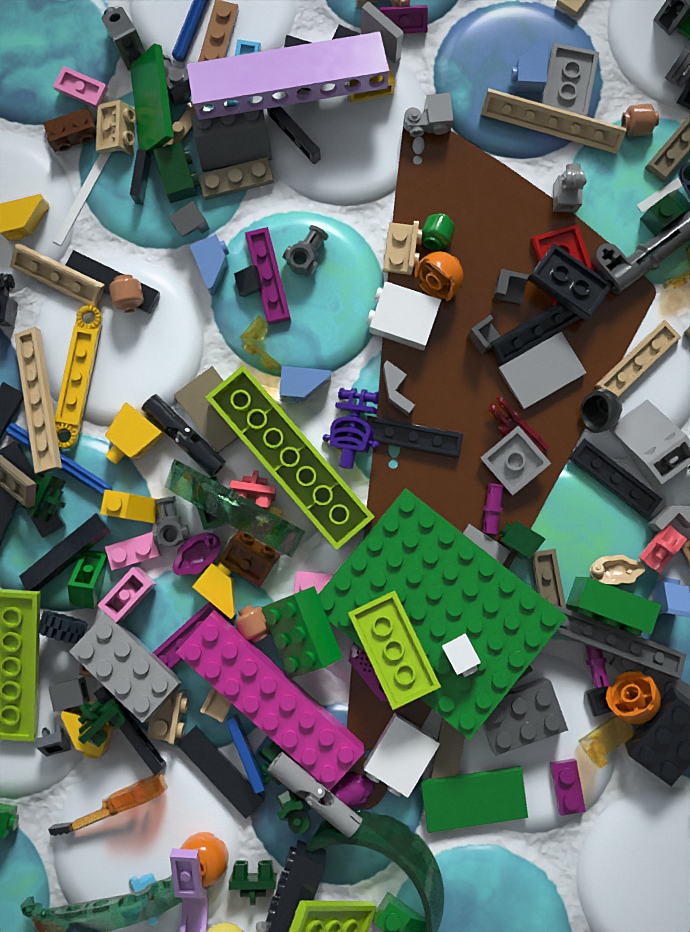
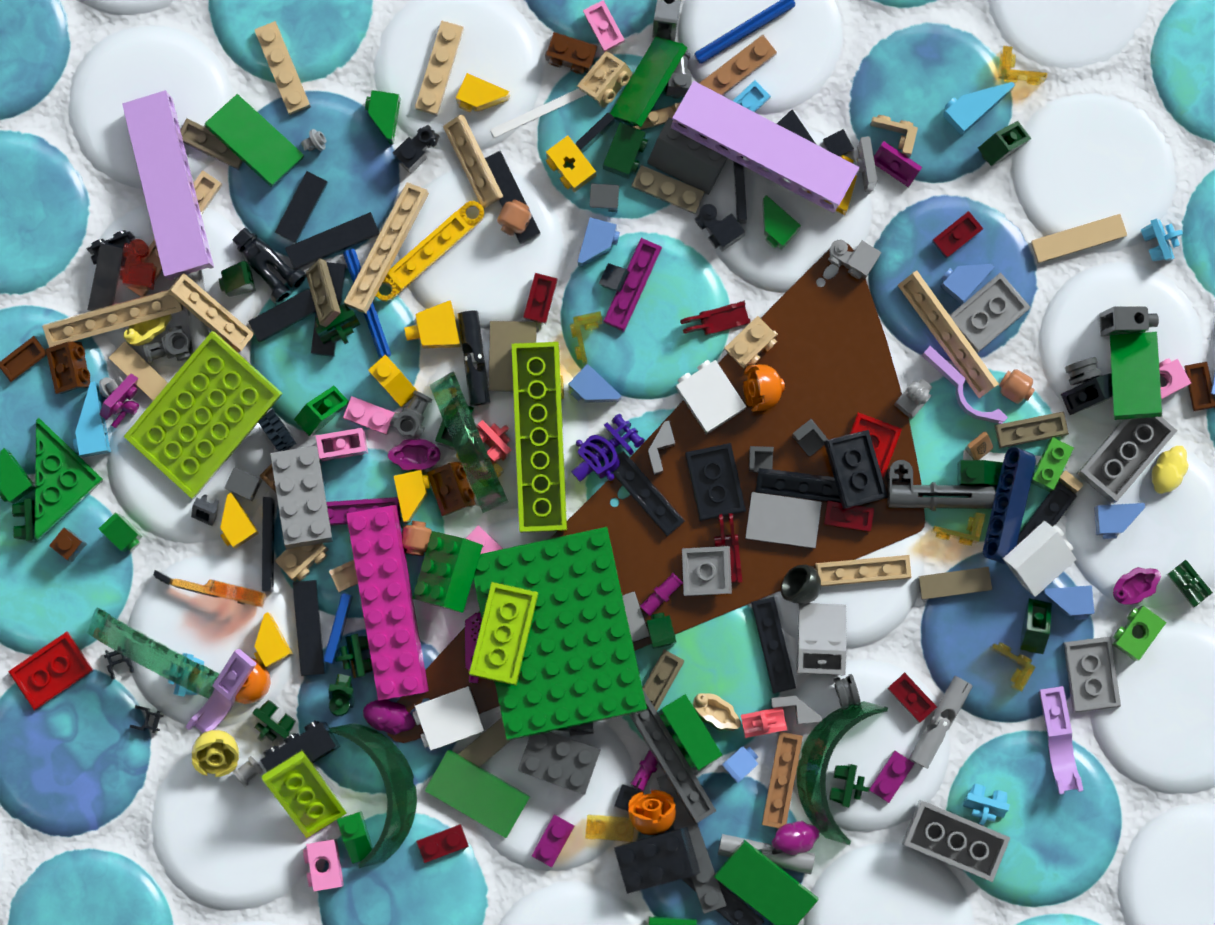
camera: 45 degrees right, 0 degrees up
(64, 553) = (318, 378): black tile -> none
(95, 717) = (244, 520): dark green hips -> none
(129, 208) = (567, 151): none -> yellow brick
(197, 811) = (270, 643): none -> yellow slope
(200, 344) = (540, 298): none -> dark red plate
(306, 178) = (722, 232): none -> black brick
(306, 249) = (678, 287): dark grey connector -> none
(307, 788) = (365, 688): light grey piece -> none
(346, 136) = (778, 224): none -> green slope
(359, 250) = (719, 319): none -> dark red arm
(437, 232) = (787, 352): green head -> none
(462, 382) = (715, 481): none -> black tile
(462, 655) = (548, 674): white brick -> none
(477, 864) = (442, 843): none -> dark red plate
(496, 38) = (957, 234): none -> dark red plate
(583, 332) = (851, 518): none -> dark red plate
(591, 152) = (957, 380): none -> lavender piece
(648, 190) = (979, 446): none -> medium nougat slope

